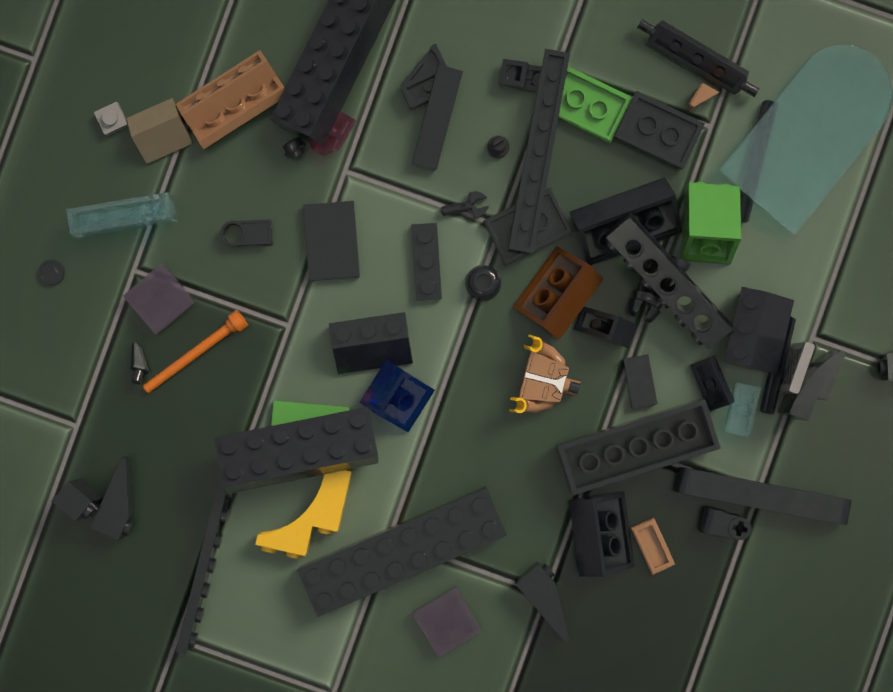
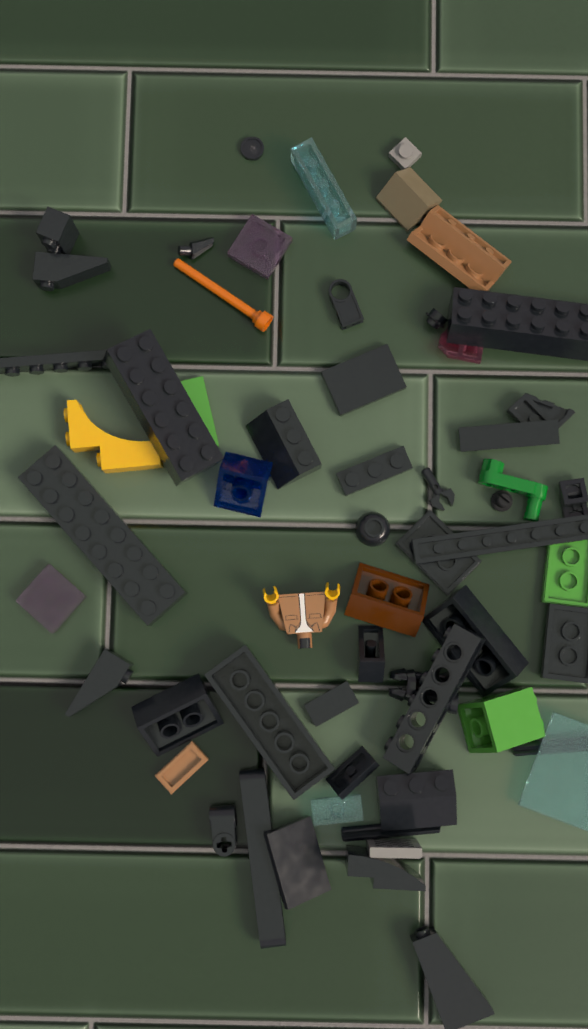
camera: 70 degrees right, 5 degrees down
(471, 147) = (492, 477): none -> green beam
(778, 464) = (297, 862): none -> black tile

